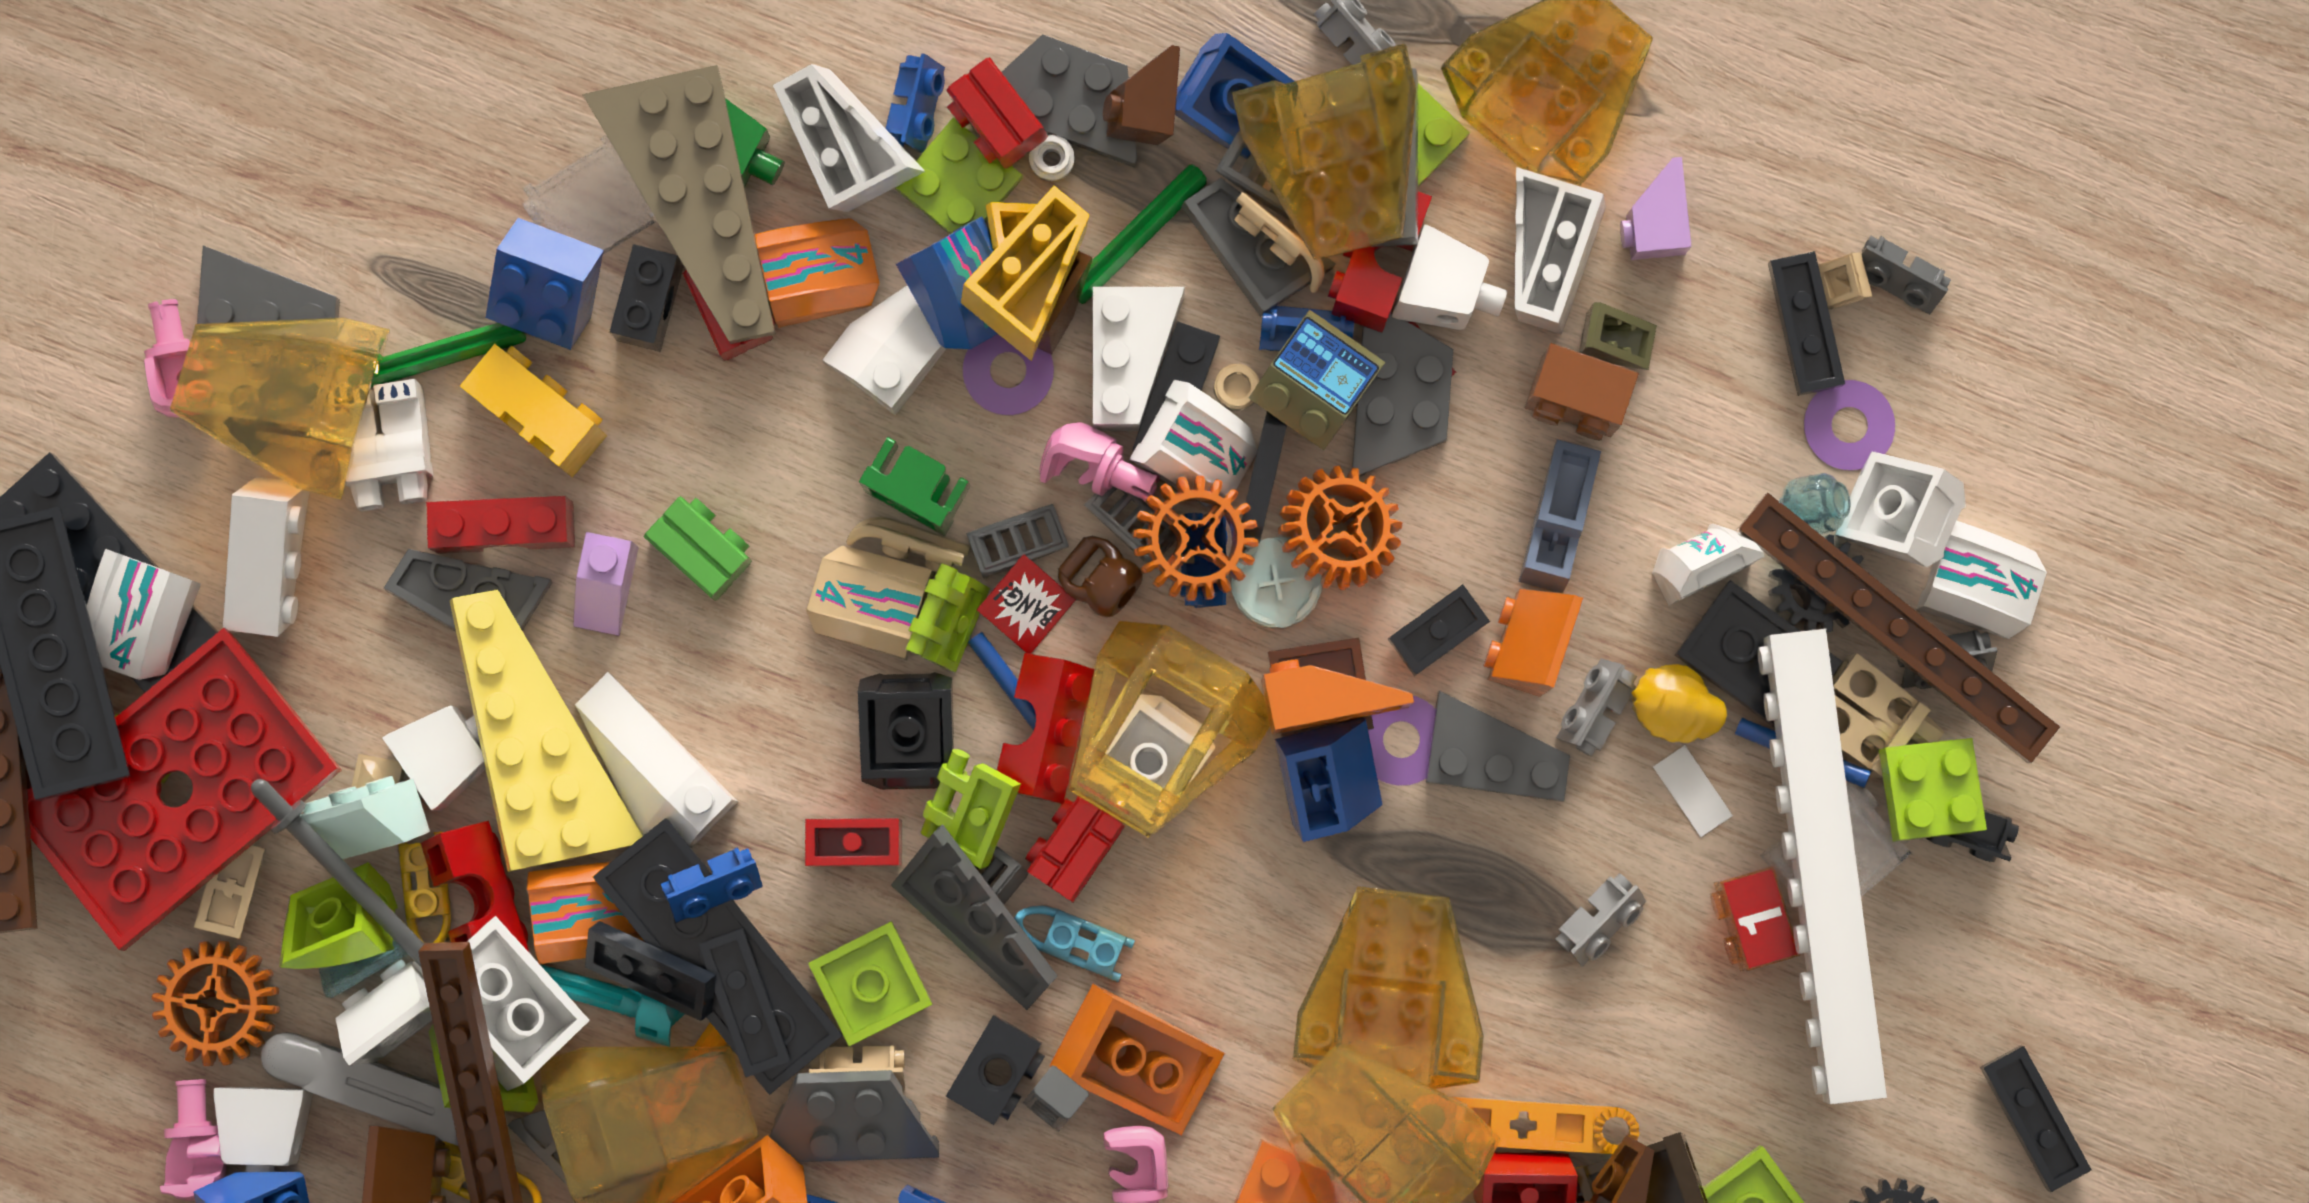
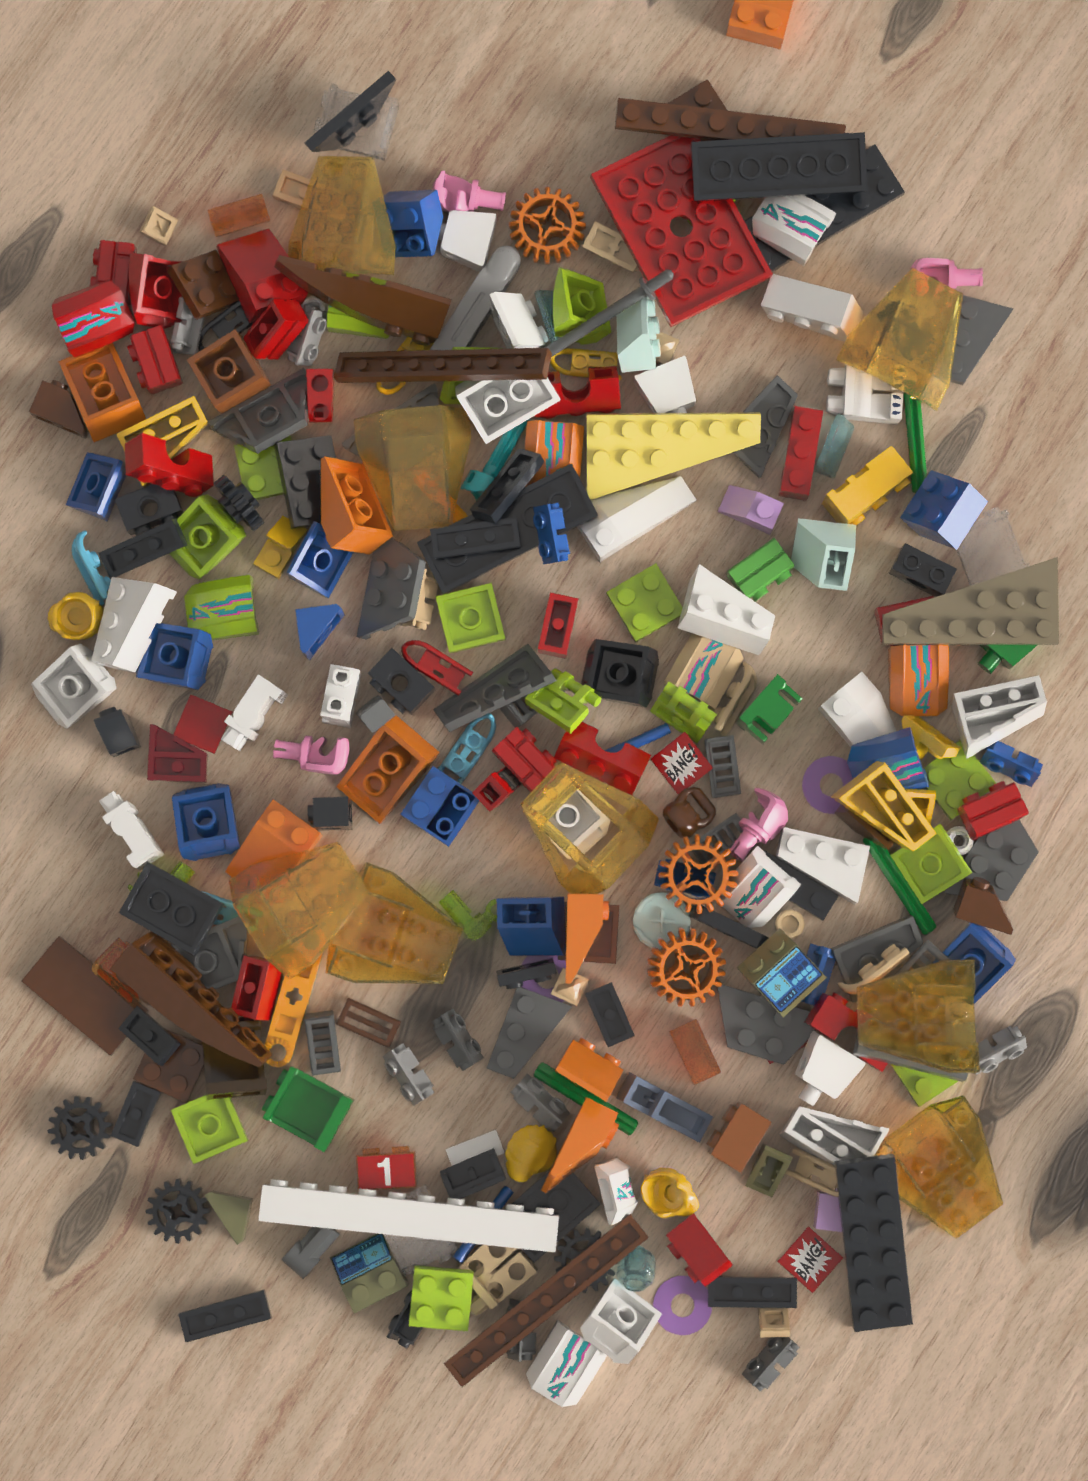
camera: 105 degrees right, 0 degrees up
(478, 475) = (834, 446): none -> clear light blue slope
(650, 452) = (824, 552): none -> light aqua slope
(779, 588) = (724, 614): none -> white wedge
(786, 715) = (645, 602): none -> lime plate
(903, 233) = (929, 739): none -> yellow slope
(954, 1031) = (430, 662): none -> red piece
(1039, 1159) = (339, 695): none -> white hips
(1104, 184) = (932, 865): none -> lime plate
(1129, 878) = (498, 787): none -> red leg
(1178, 961) = (440, 806): none -> blue slope
(1228, 1132) = (331, 813): none -> black brick
(1352, 870) = (474, 926): none -> clear neon green bar
(1411, 786) = (514, 976): none -> black plate
(1423, 694) = (570, 992): none -> tan tile
(1466, 487) = (694, 1051): none -> clear orange brick
(1518, 994) = (390, 1032): none -> reddish brown tile
(1544, 839) = (453, 1027): none -> dark grey hinge
(1548, 1080) = (322, 1017): none -> dark grey slope
(1592, 590) = (578, 1094): none -> green axle
(1609, 243) = (807, 1166): none -> tan piece
(1629, 622) = (590, 1131): none -> orange slope
(1689, 1064) = (307, 1107): none -> green panel
(1690, 480) = (668, 1193): none -> yellow hair
(1691, 155) = (873, 1242): none -> black plate
(1732, 784) = (473, 1175): none -> black hinge
(1735, 248) = (810, 1259): none -> sticker
(1765, 415) = (698, 1250): none -> red brick
(1875, 1144) = (232, 1211): none -> olive slope
(1912, 1014) = (307, 1252): none -> dark grey piece
(1919, 912) = (368, 1272): none -> slope

